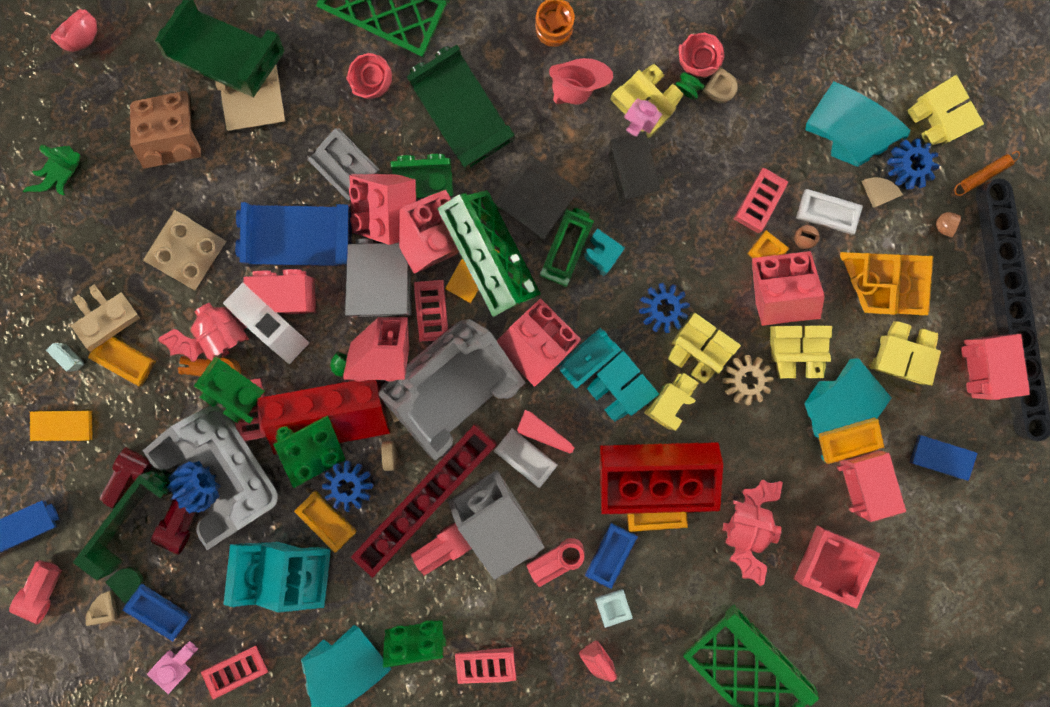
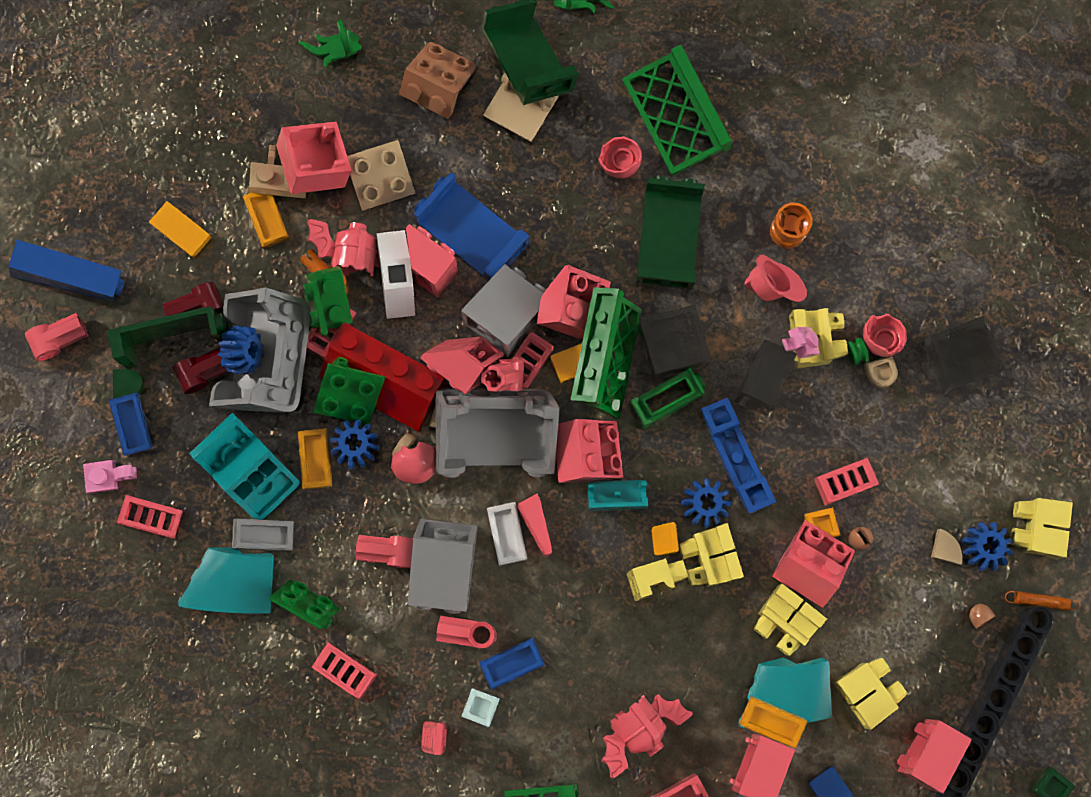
camera: 35 degrees right, 10 degrees down
(65, 356) = (227, 182): light aqua tile -> none
(102, 609) = (92, 389): tan tile -> none
(118, 281) = (313, 157): none -> coral container
(335, 615) = (262, 534): none -> light grey tile
(338, 159) = (549, 206): light grey plate -> none
(338, 363) = (422, 347): green hinge -> none
(377, 204) = (549, 252): coral slope -> none
(409, 465) = (414, 464): none -> coral hair
(423, 337) = (505, 375): none -> coral piece
(423, 500) = (403, 500): dark red brick -> none
(429, 174) = (599, 258): green bracket -> none
(604, 254) = (694, 424): teal hinge -> none
(629, 398) = (625, 524): teal hips -> none
(654, 363) = (665, 539): none -> light orange slope
(656, 521) = (573, 660): light orange tile -> none
(660, 251) = (736, 456): none -> blue slope
(660, 478) = (599, 632): red slope -> none
(753, 371) = (738, 610): tan gear -> none
(829, 211) = (893, 532): white tile -> none
(855, 125) = (963, 480): teal slope -> none
(891, 282) = (901, 625): light orange slope -> none

